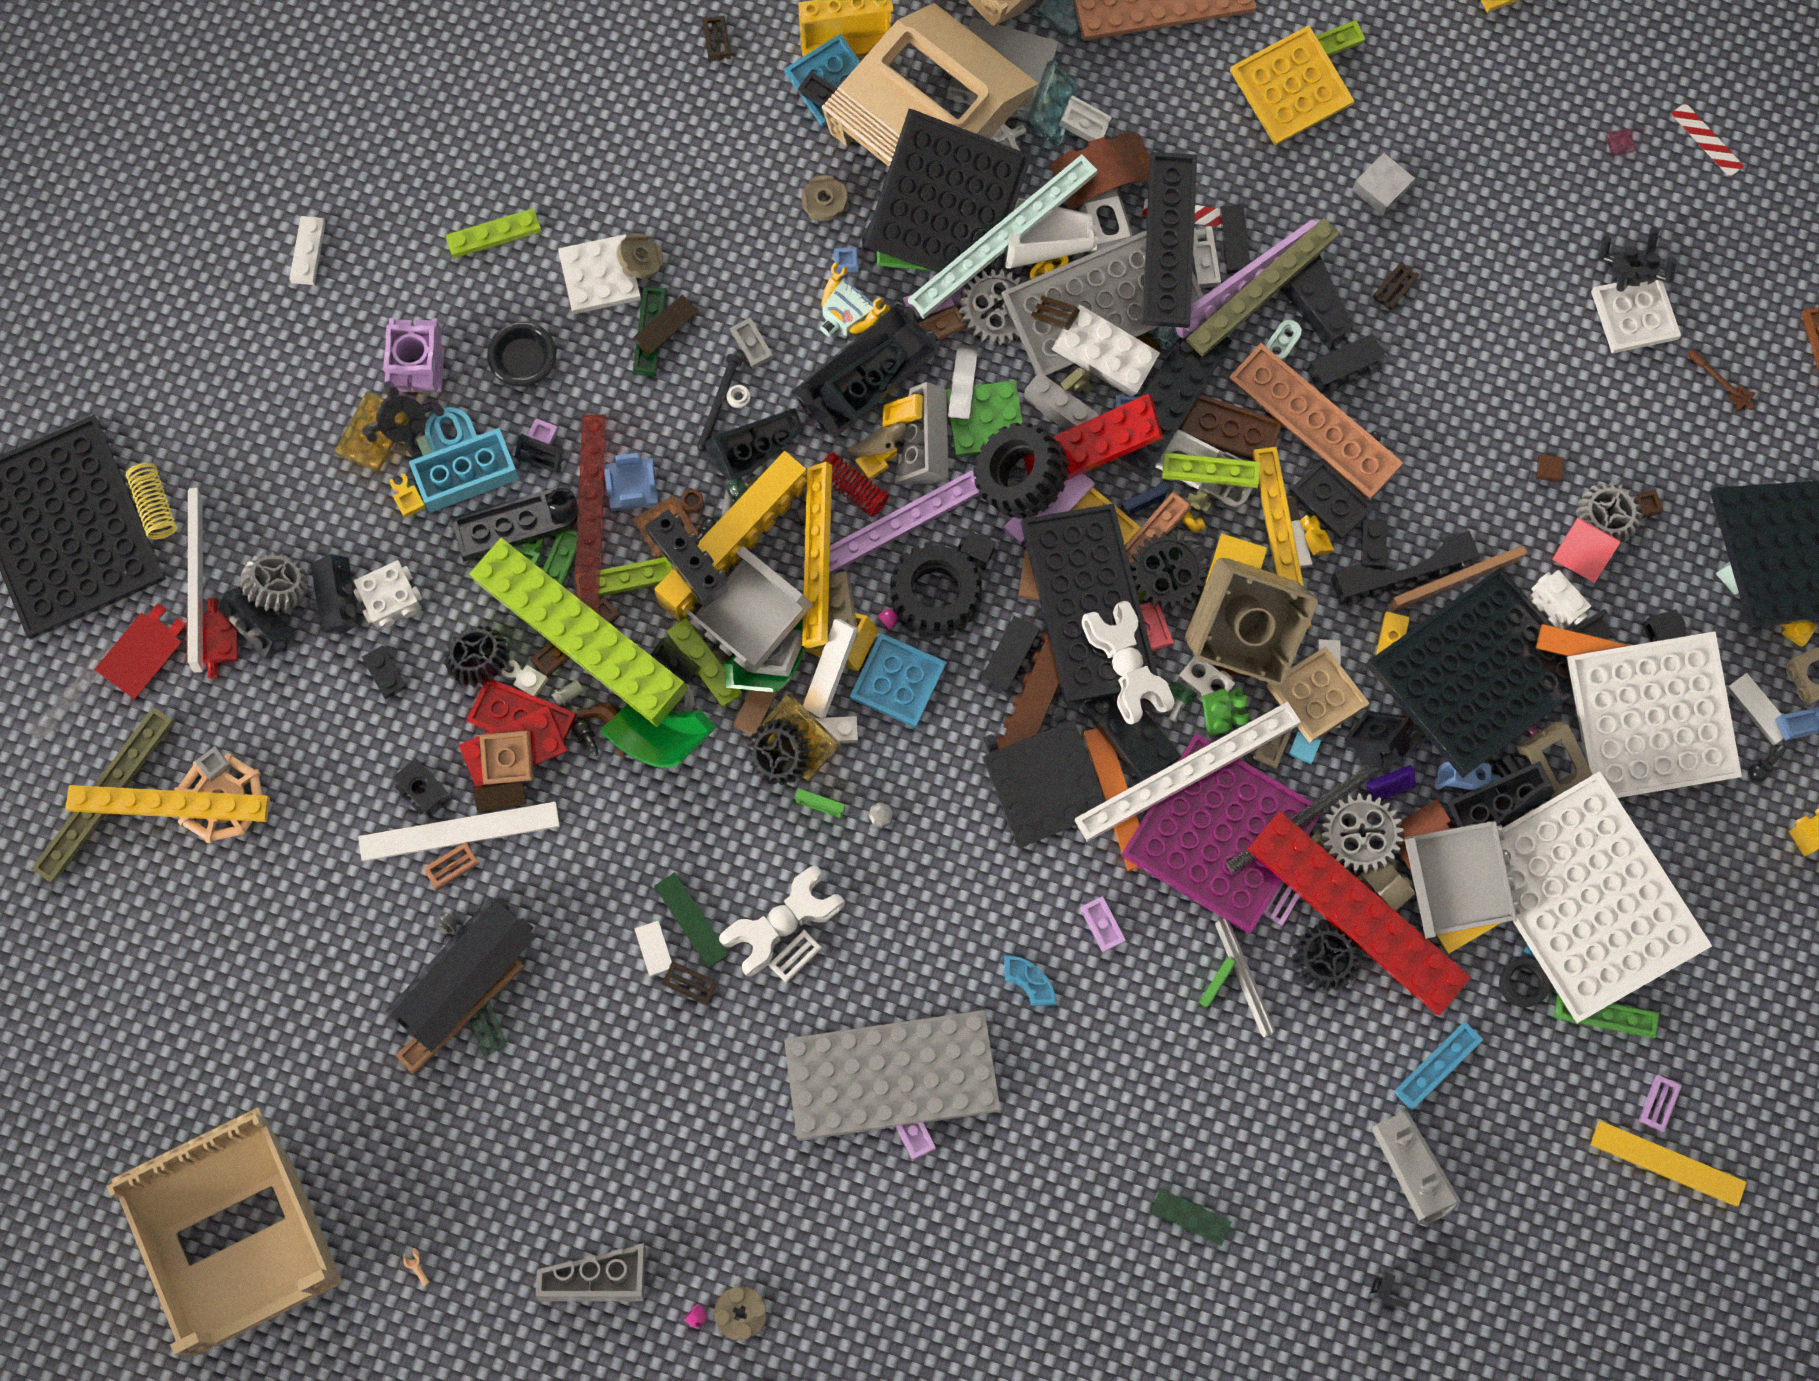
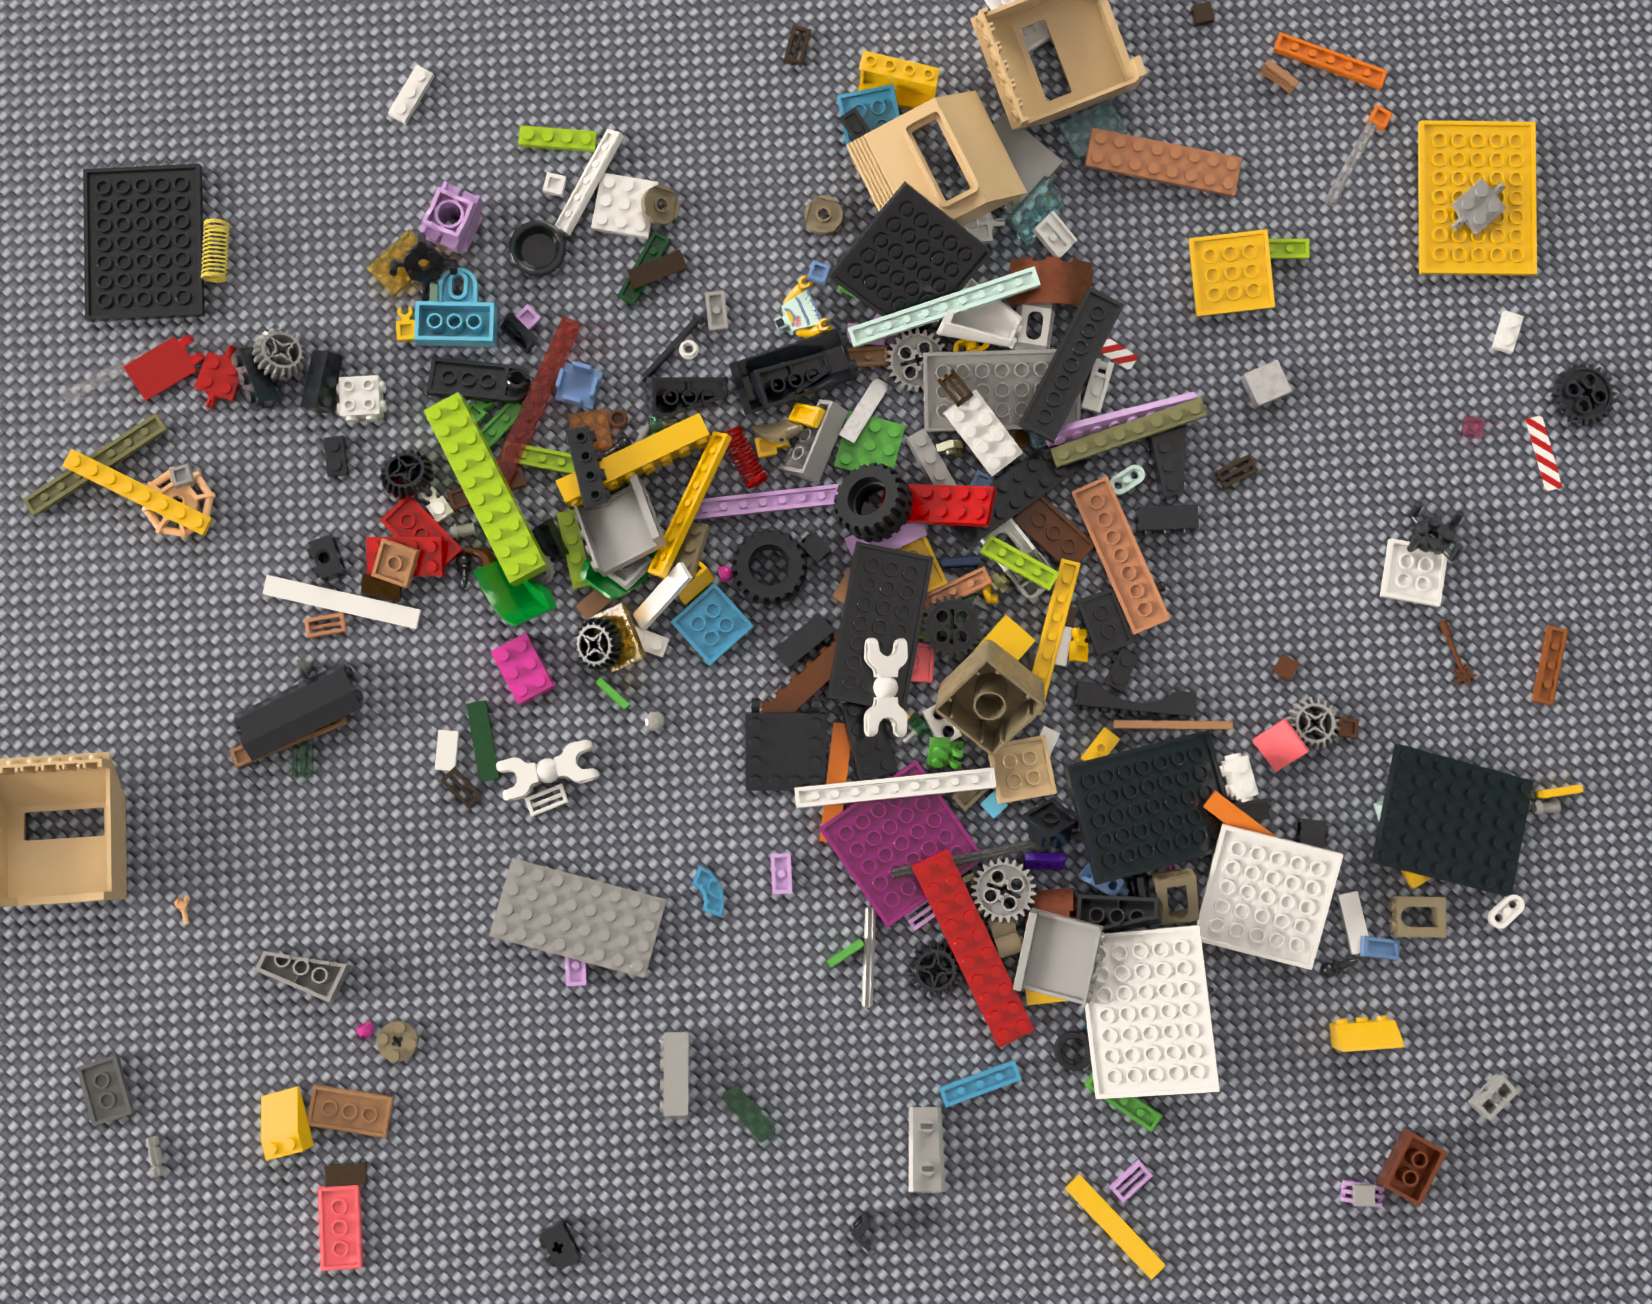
camera: 20 degrees right, 10 degrees up
(195, 580) = (222, 328): white tile -> none
(511, 281) = (554, 184): none -> white plate
(548, 263) = (589, 181): none -> white tile
(704, 818) = (523, 669): none -> dark pink brick
(1089, 1208) = (676, 1075): none -> light grey wedge
(1234, 237) = (1128, 380): black tile -> none
(1607, 34) = (1507, 332): none -> white plate
(1718, 63) = (1597, 385): none -> black gear

